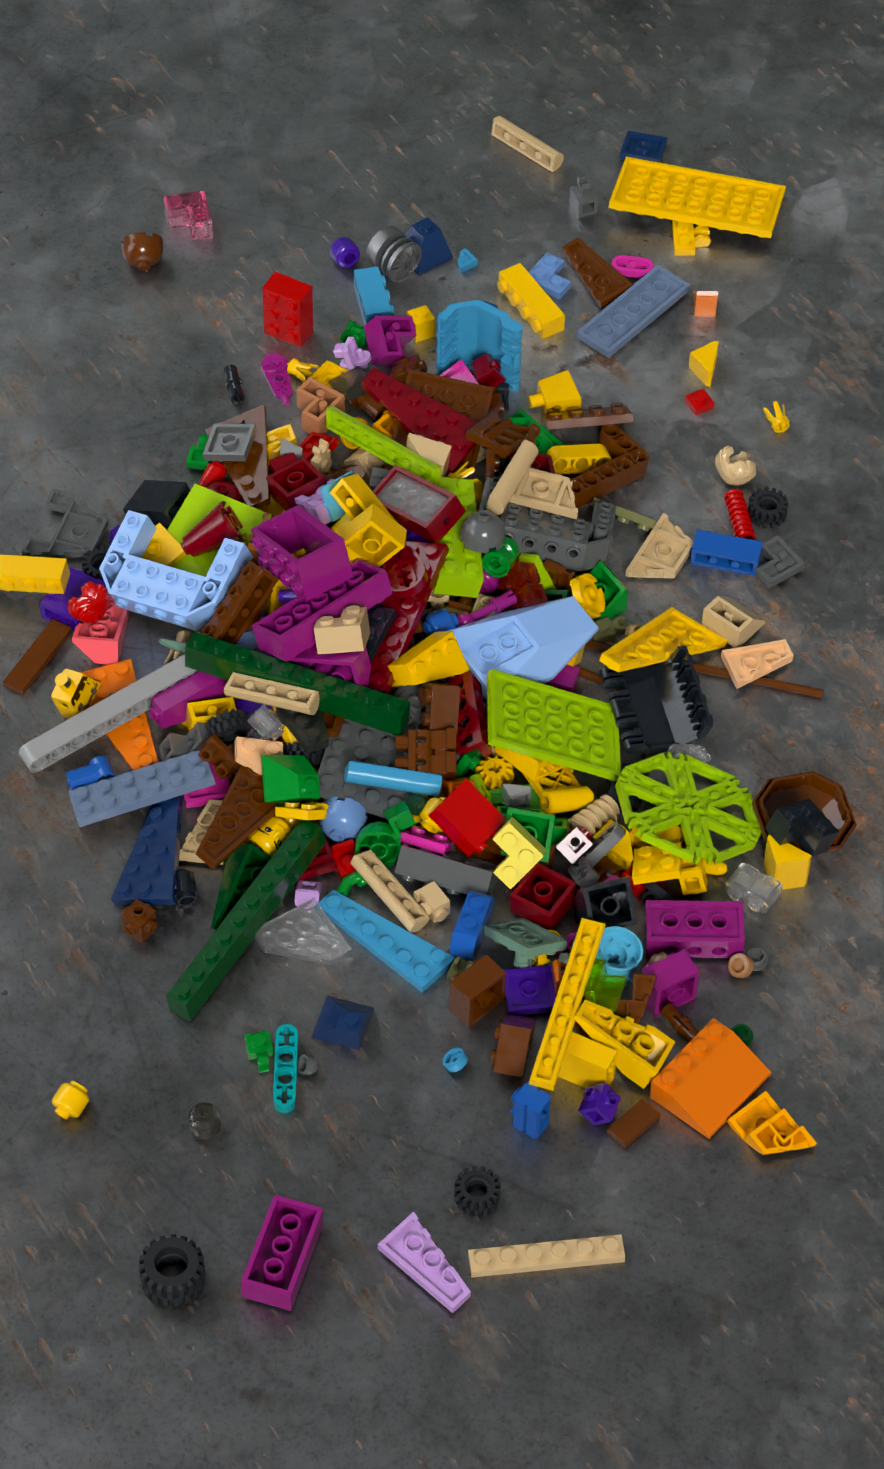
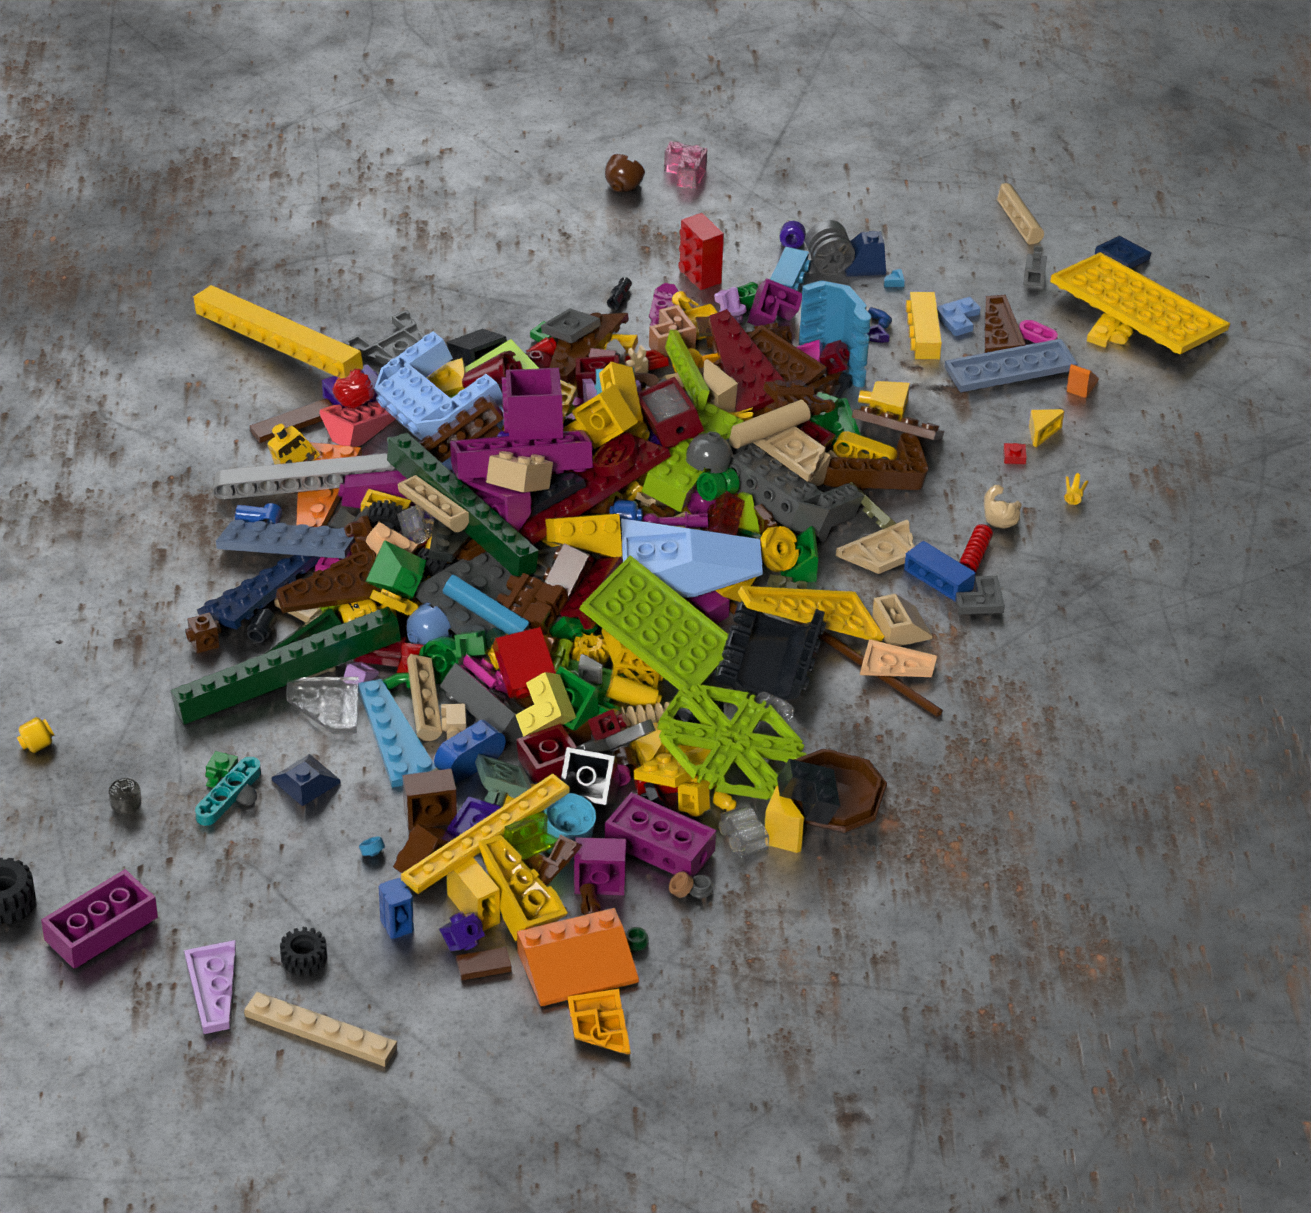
camera: 30 degrees right, 10 degrees down
(769, 498) = (1010, 562): black tyre -> none

